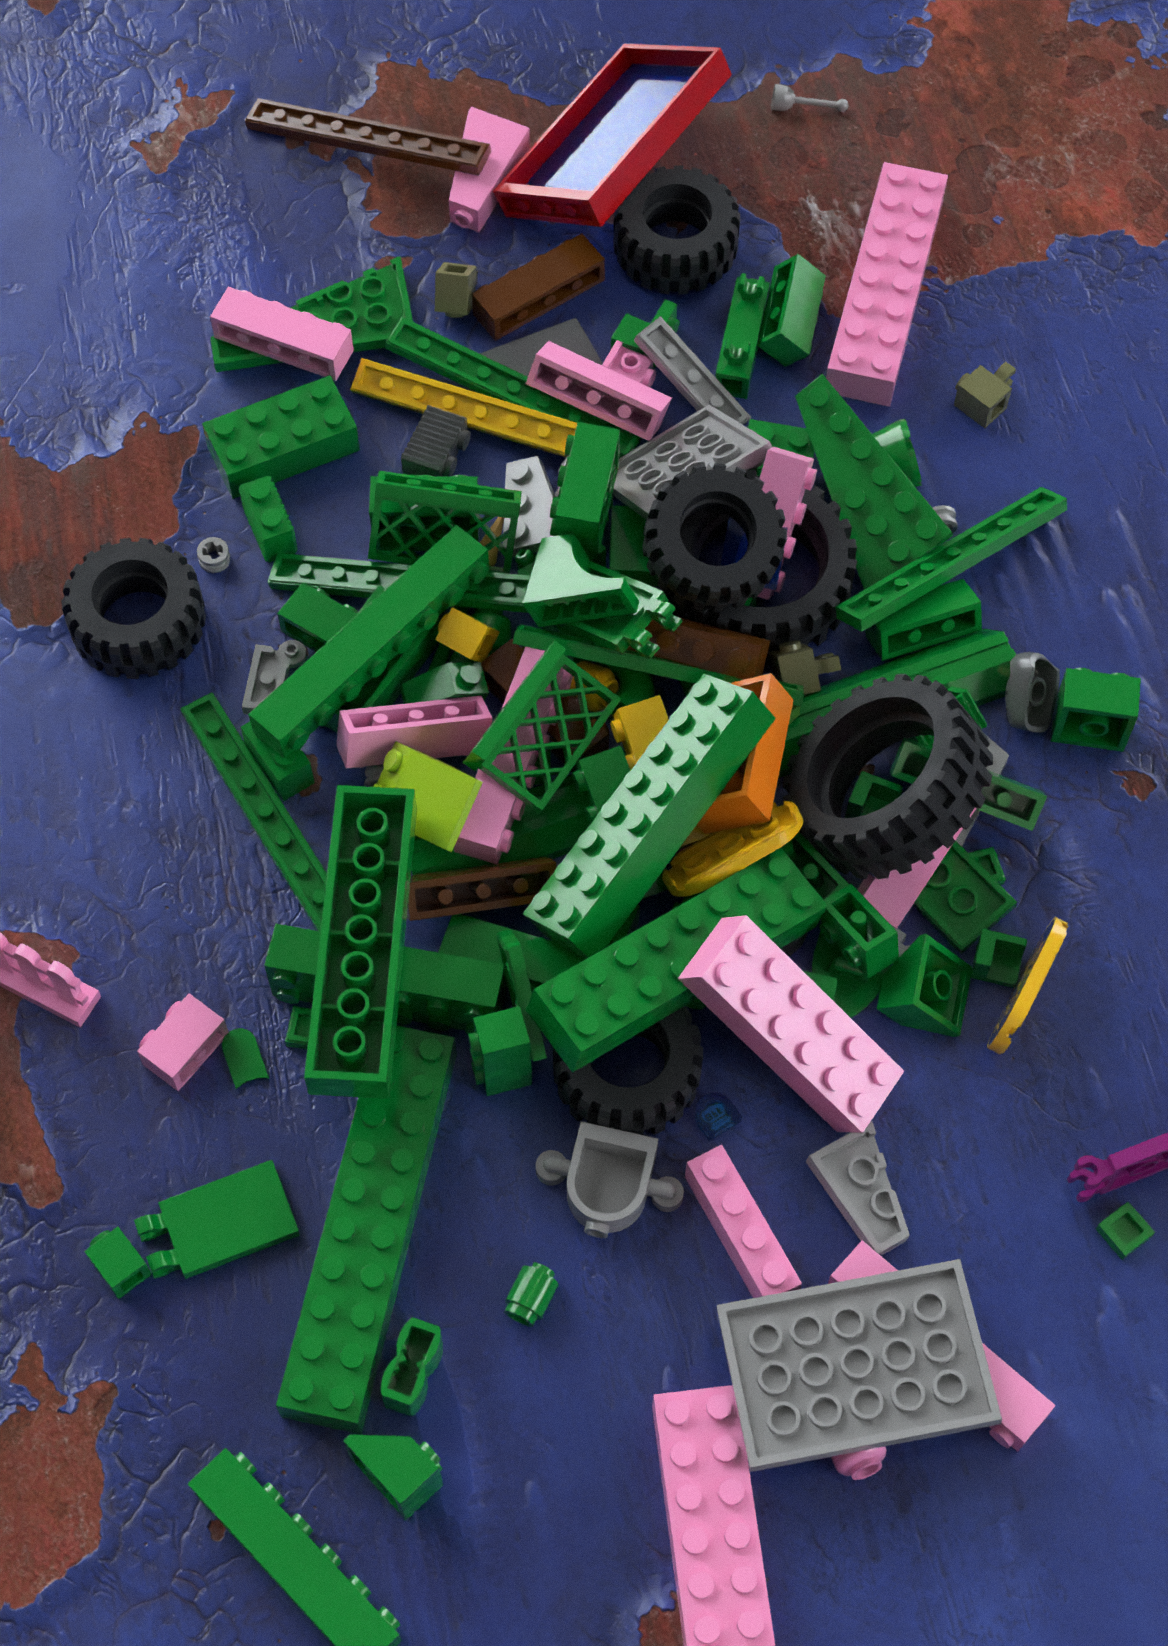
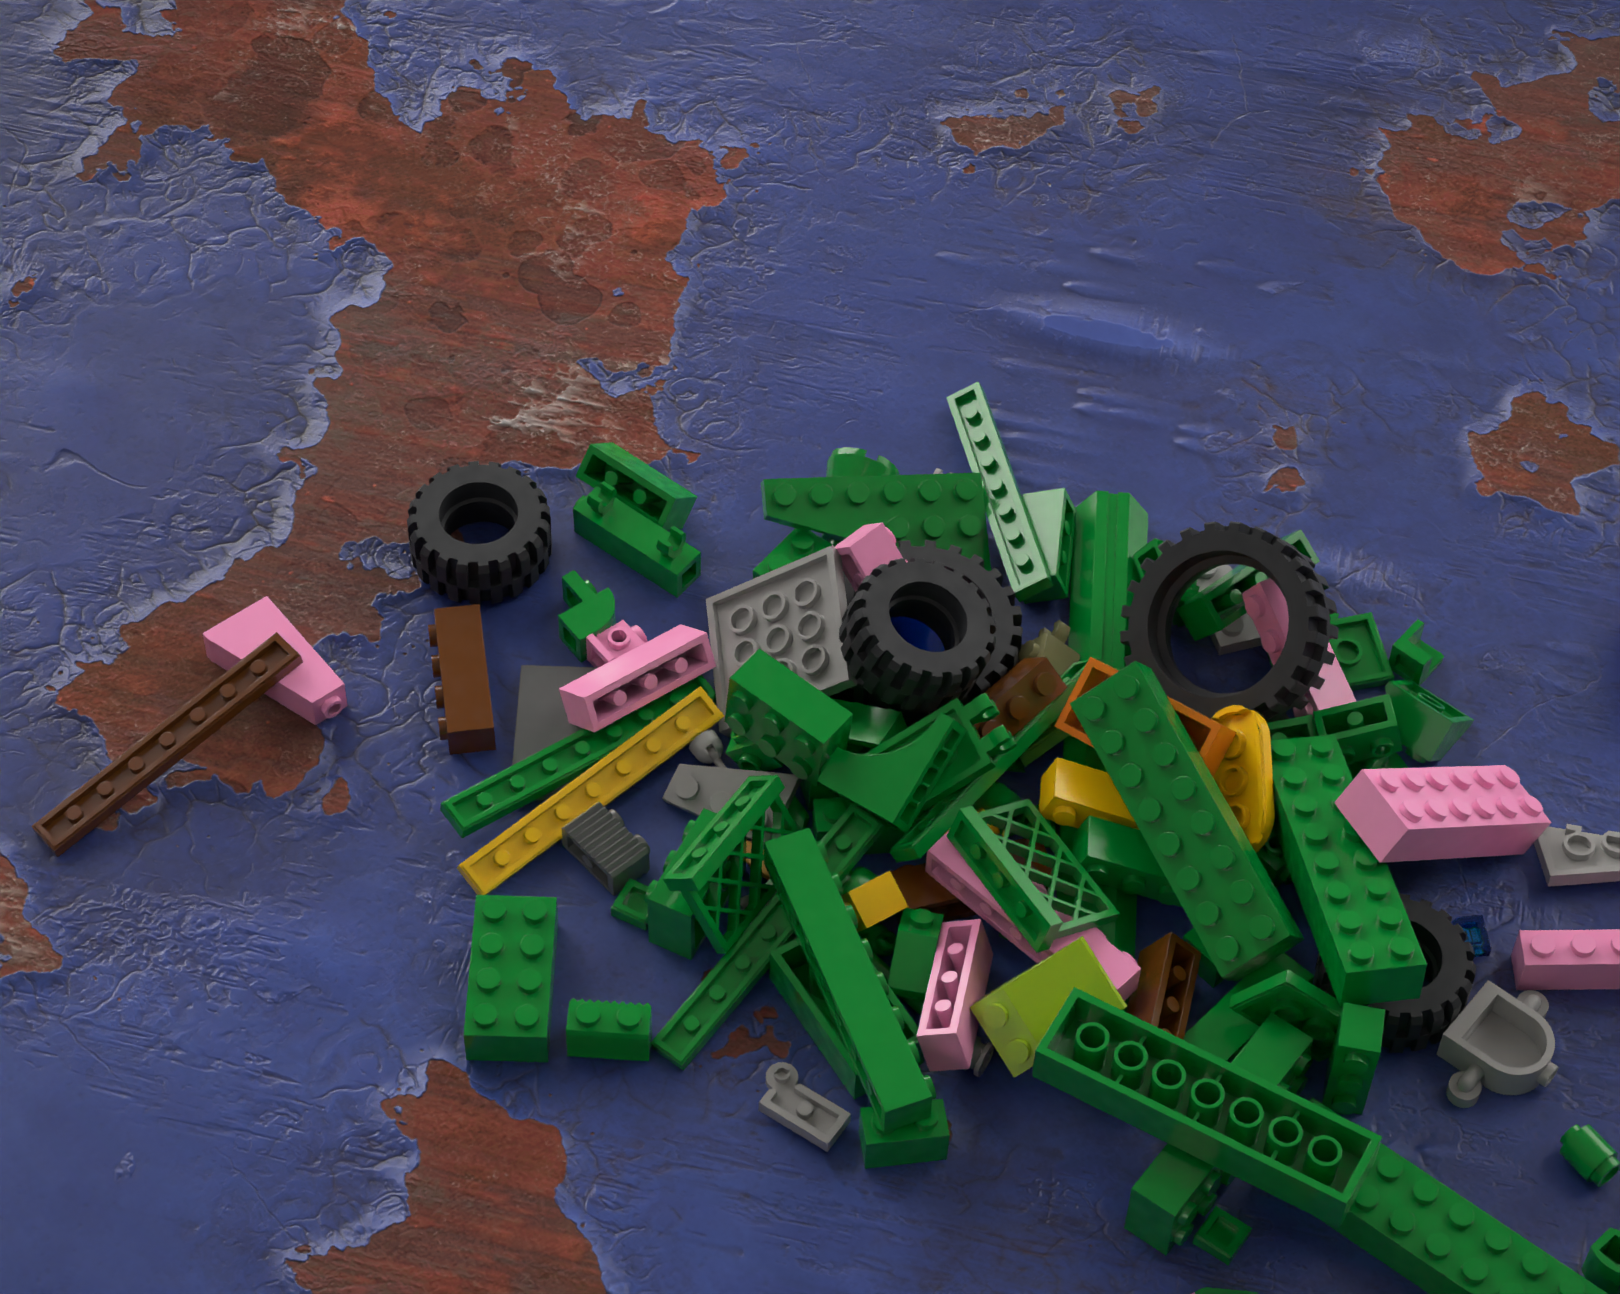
camera: 65 degrees left, 10 degrees down
(126, 570) = (657, 1242): black tyre -> none
(205, 560) = (605, 1098): light grey bush -> none
(259, 804) = (956, 1177): green tile -> none
(282, 333) = (389, 918): bright pink brick -> none
(313, 616) = (764, 1034): green brick -> none
(365, 305) = (387, 870): green wing -> none
(454, 289) = (426, 746): olive brick -> none
(612, 134) = (334, 527): red window -> none
(687, 371) = (656, 598): light grey tile -> none
(784, 98) = (363, 383): light grey hinge -> none
(871, 795) = (1210, 671): green panel -> none
(886, 284) = (649, 402): bright pink brick -> none
(984, 394) = (821, 389): olive brick -> none
(1028, 985) = (1464, 638): yellow tile -> none
(1031, 692) = (1166, 502): dark grey piece -> none
(1096, 709) = (1214, 463): green brick -> none

